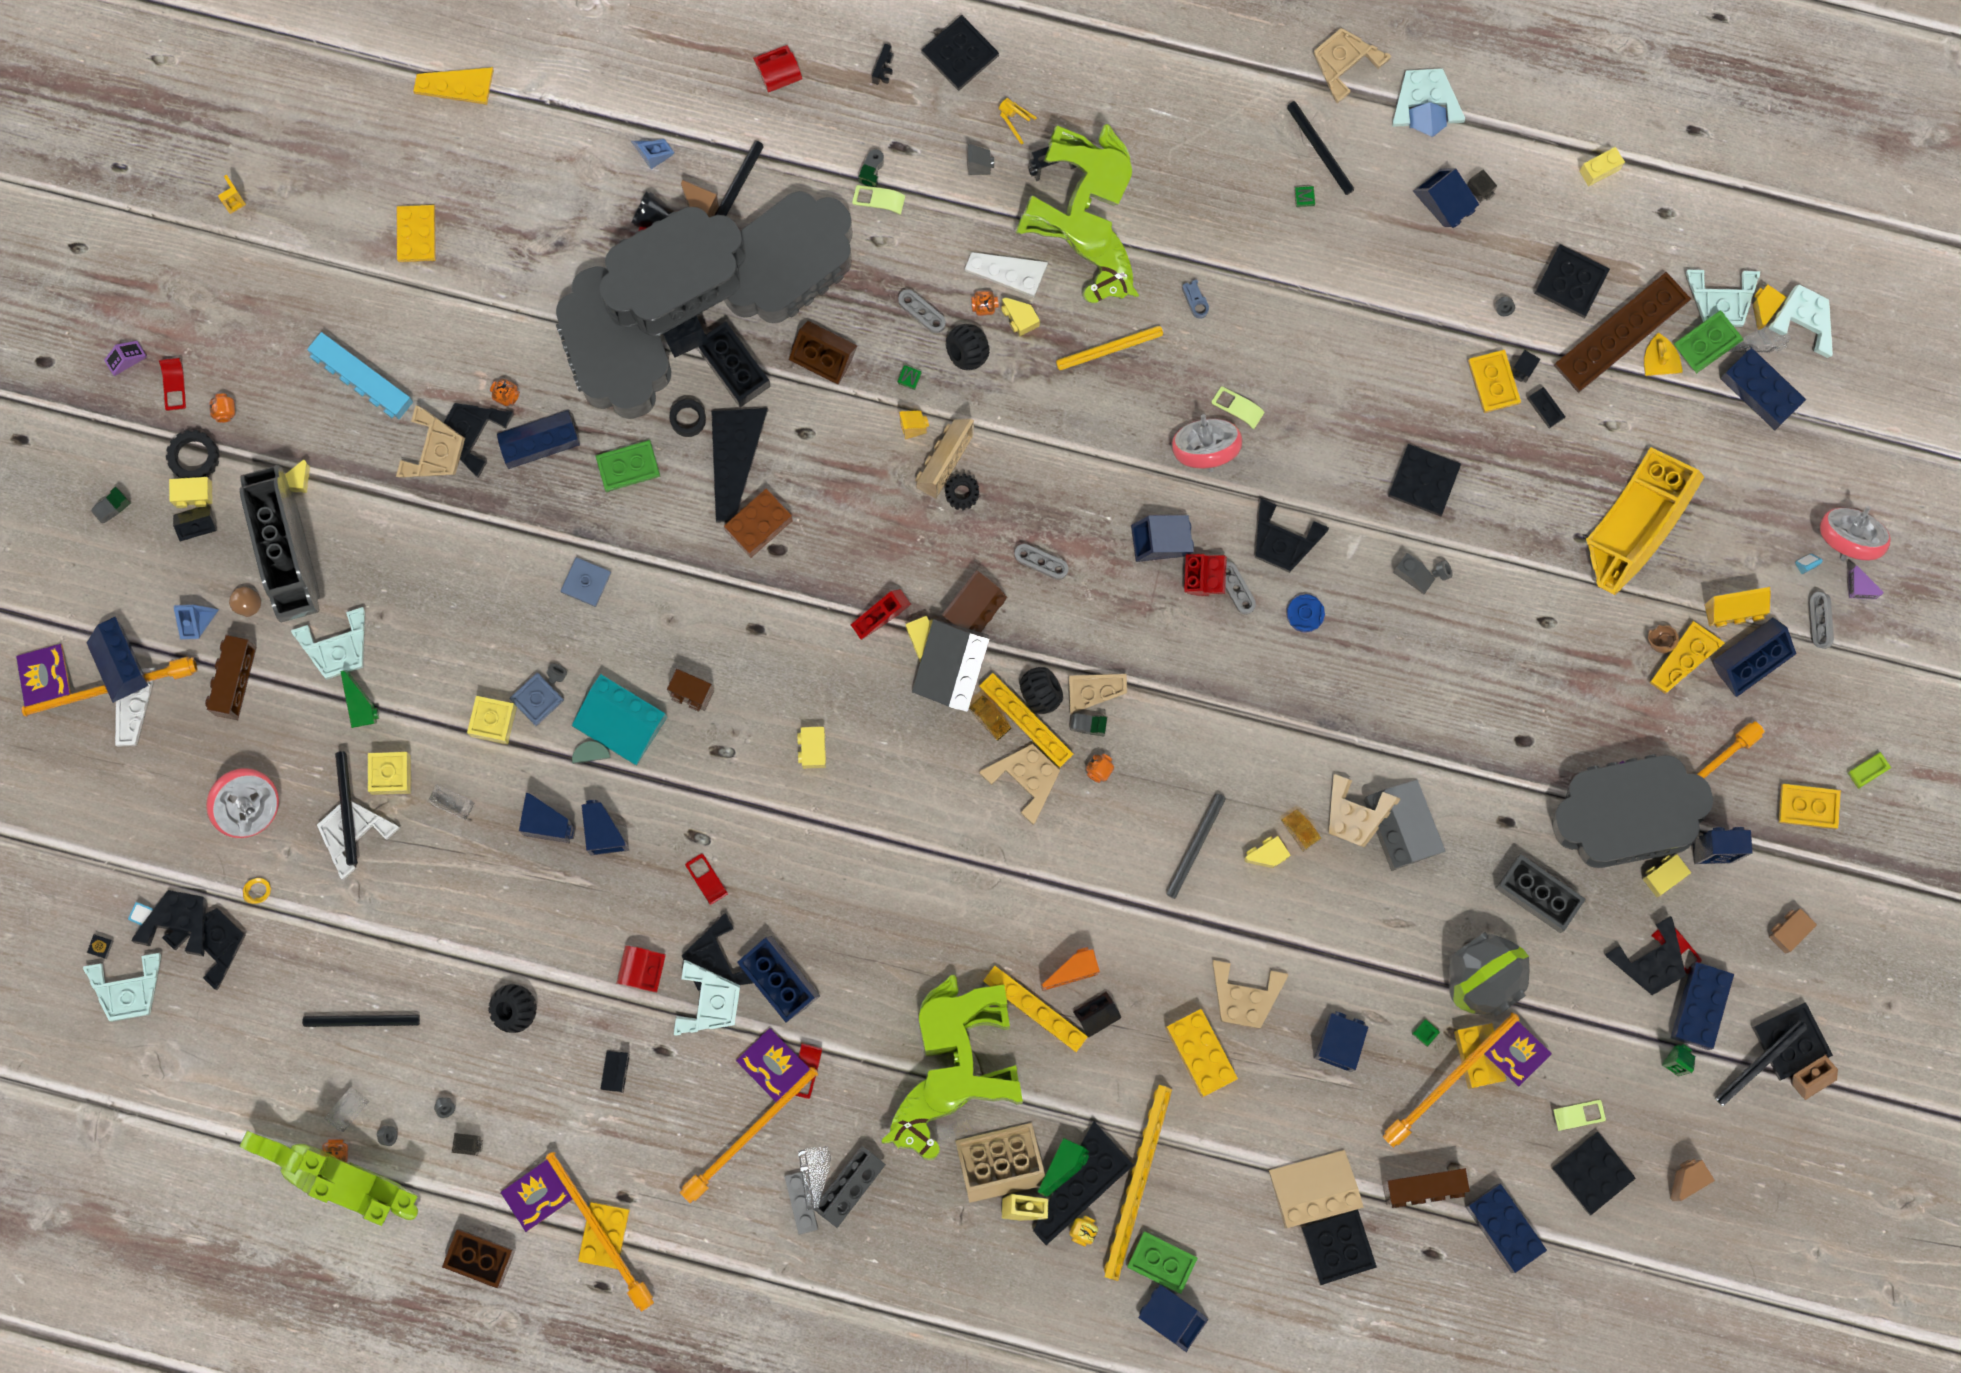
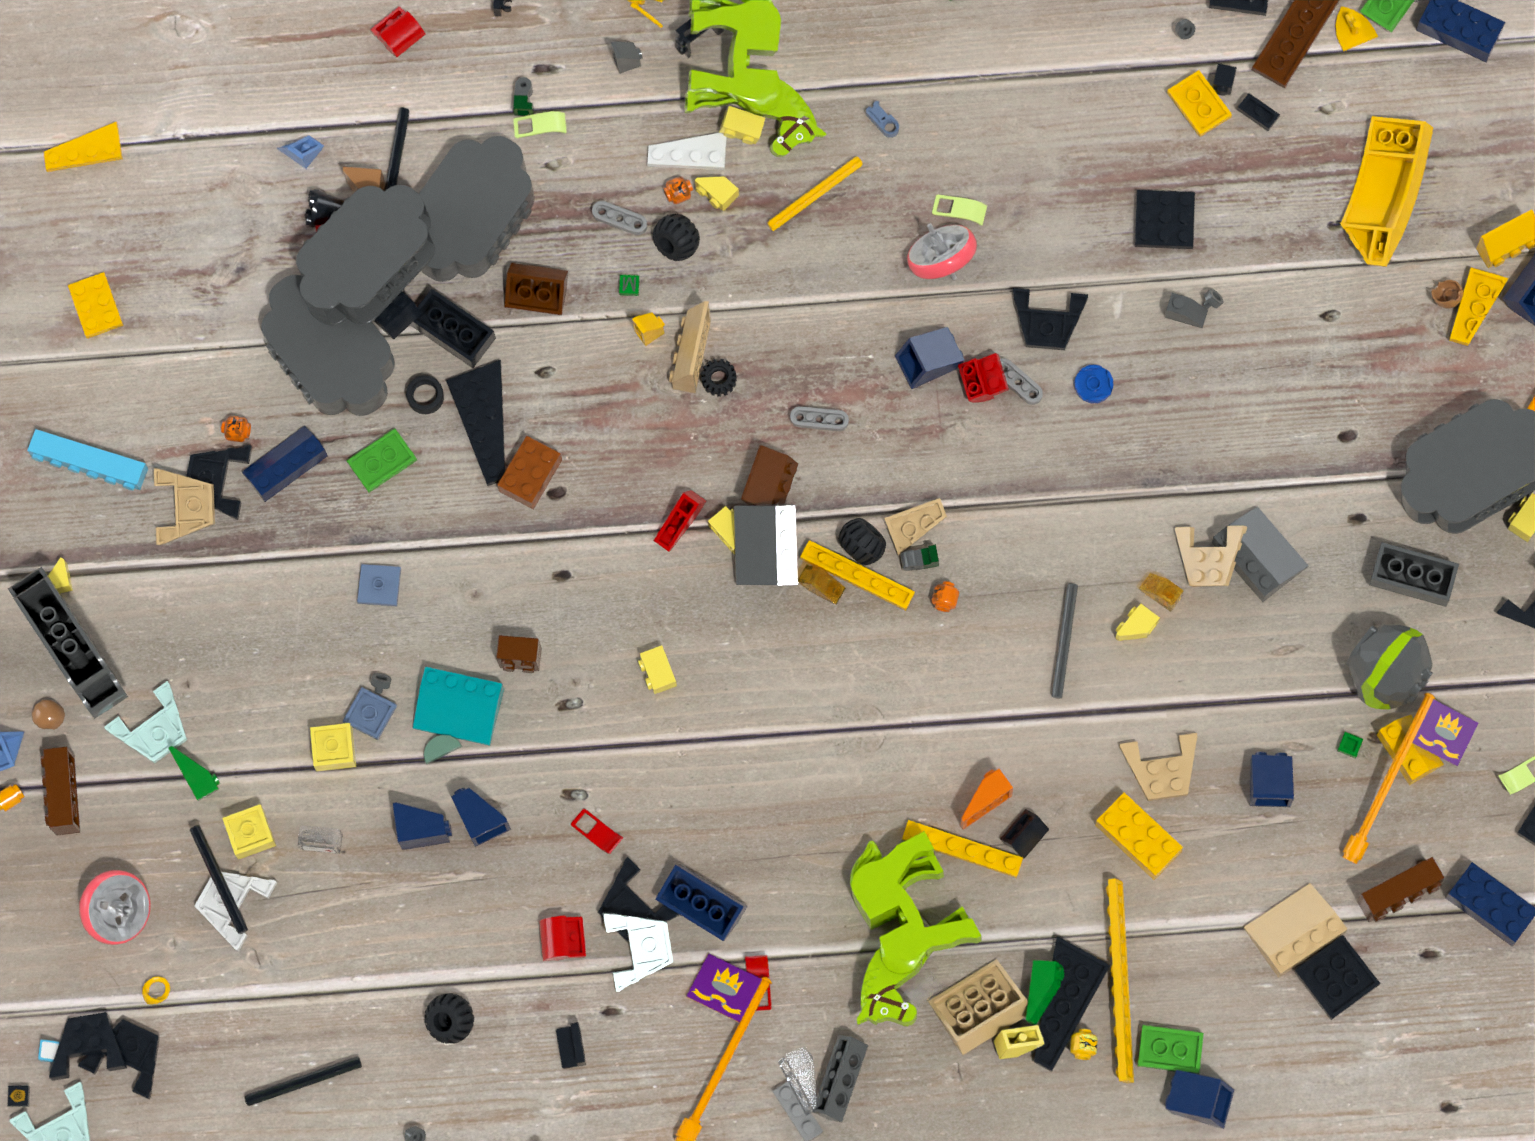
camera: 10 degrees left, 5 degrees down
(1032, 772) = (880, 623): tan wing -> none
(1063, 262) = (742, 125): none -> light yellow brick

